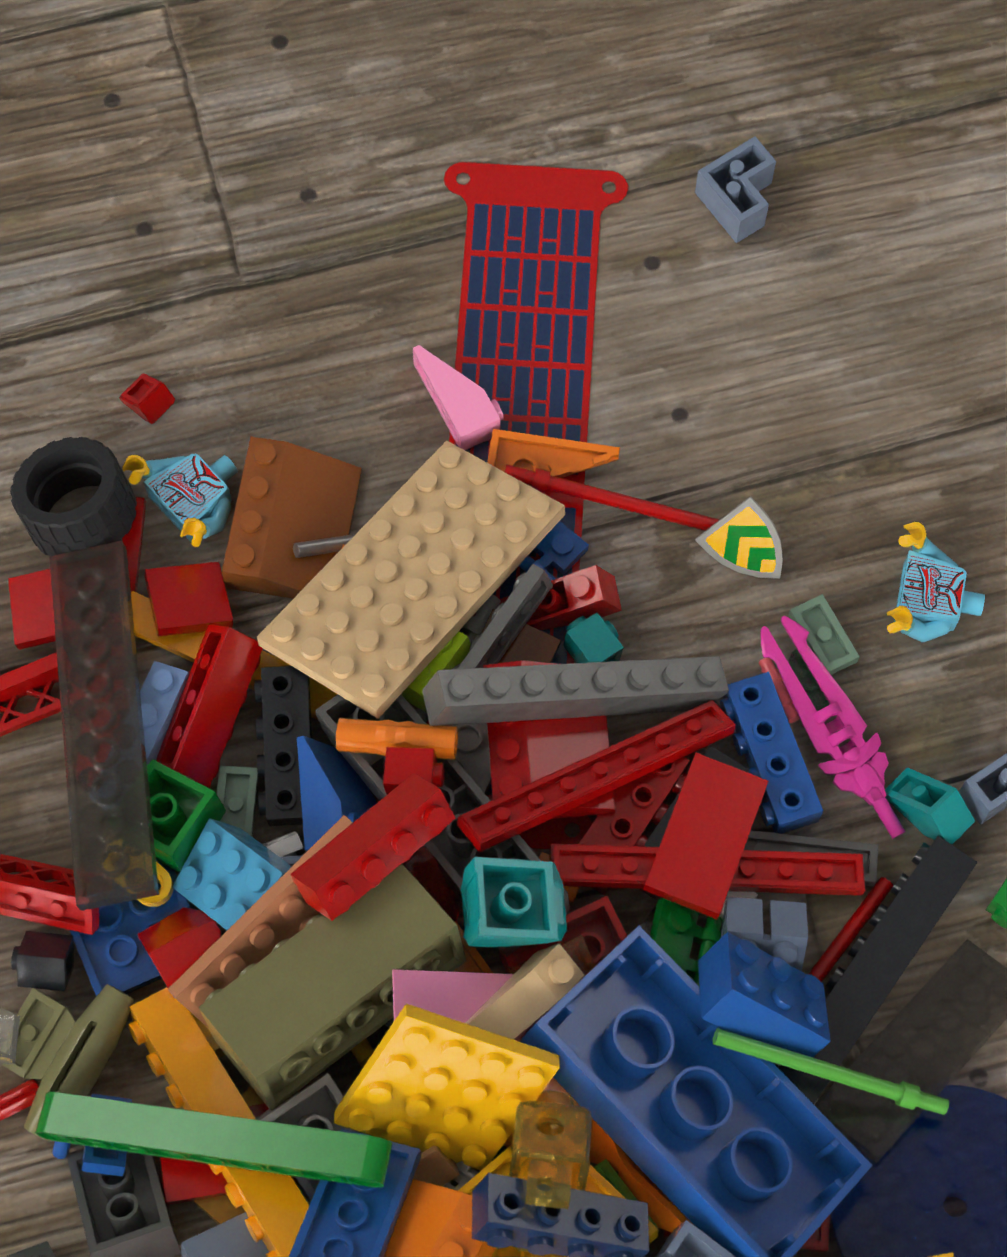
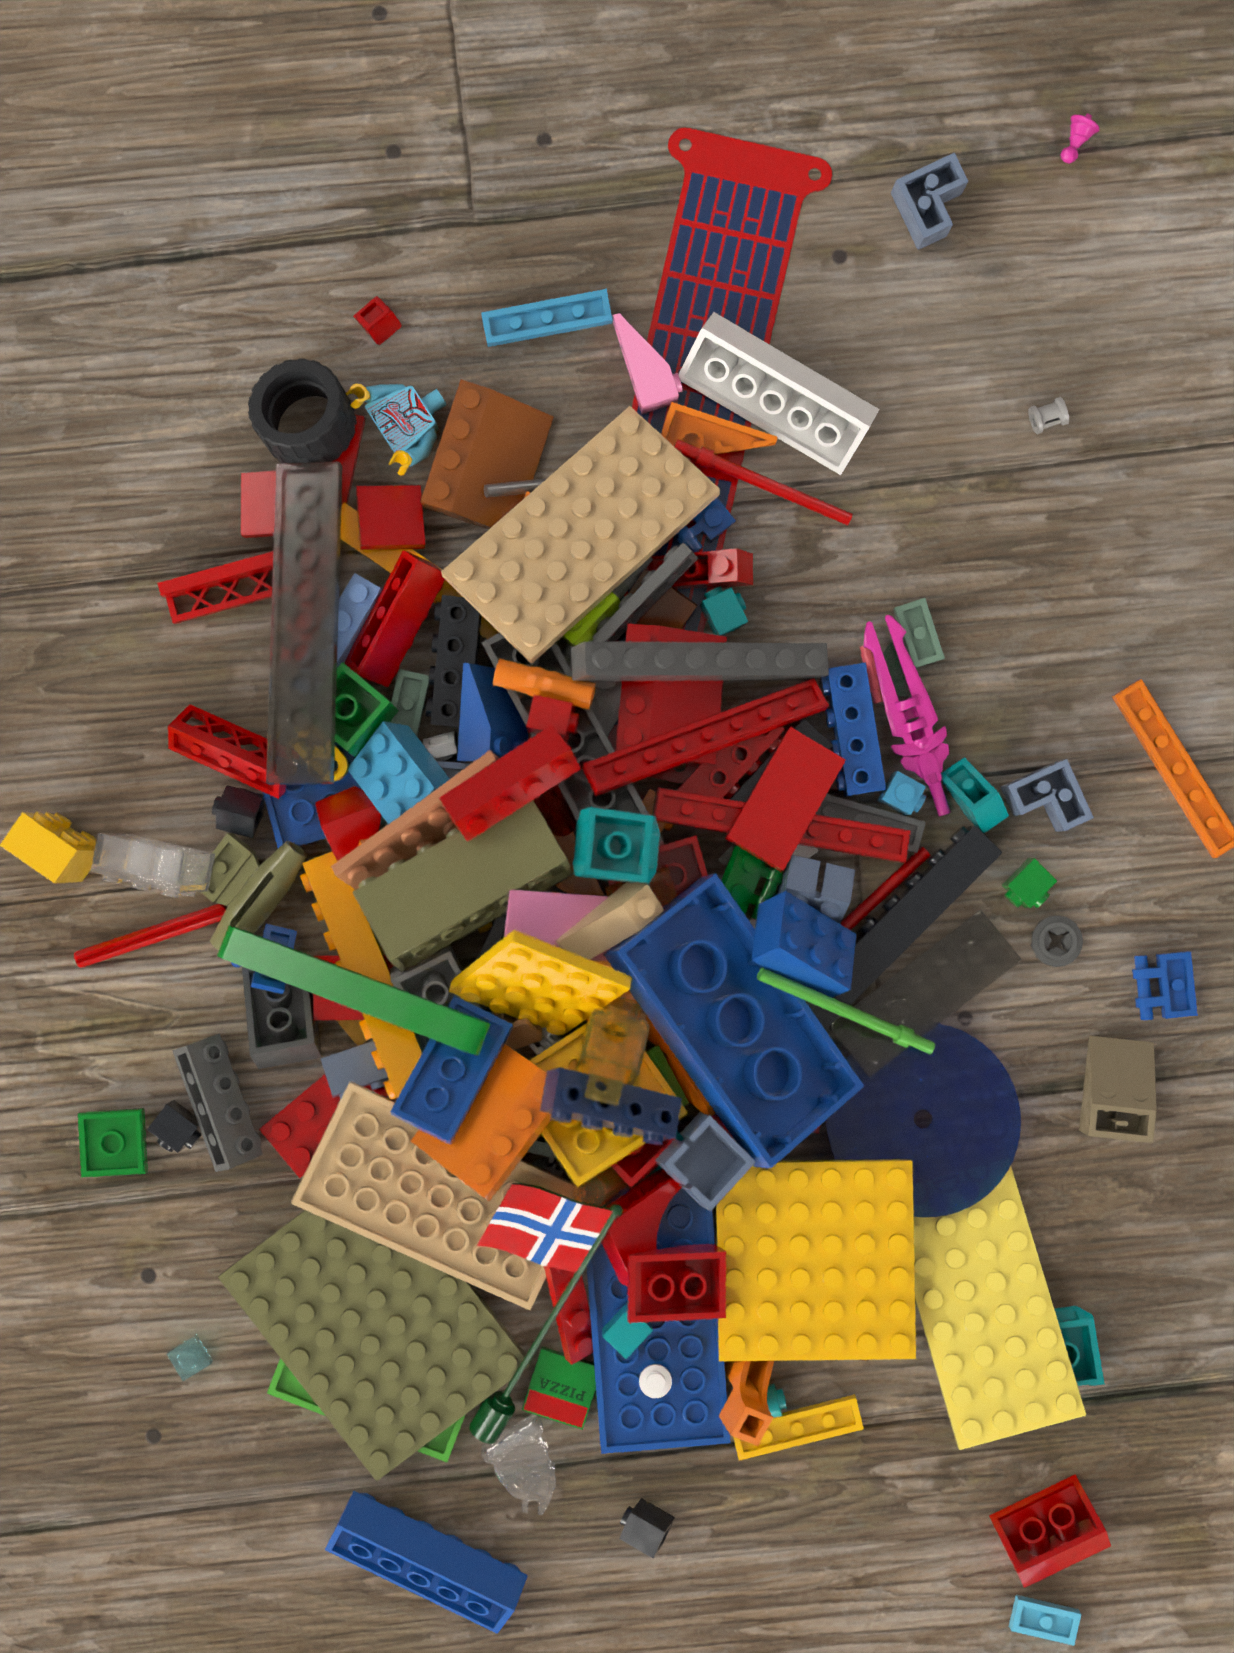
camera: 10 degrees right, 20 degrees up
(338, 366) = (547, 317): none -> dark azure plate
(610, 405) = (777, 393): none -> white slope
(745, 541) = (869, 540): shield -> none
(844, 815) = (903, 794): none -> dark azure brick
(885, 103) = (1081, 130): none -> dark pink piece
(917, 384) = (1048, 415): none -> light grey bush
(930, 590) = (1016, 610): medium azure torso -> none

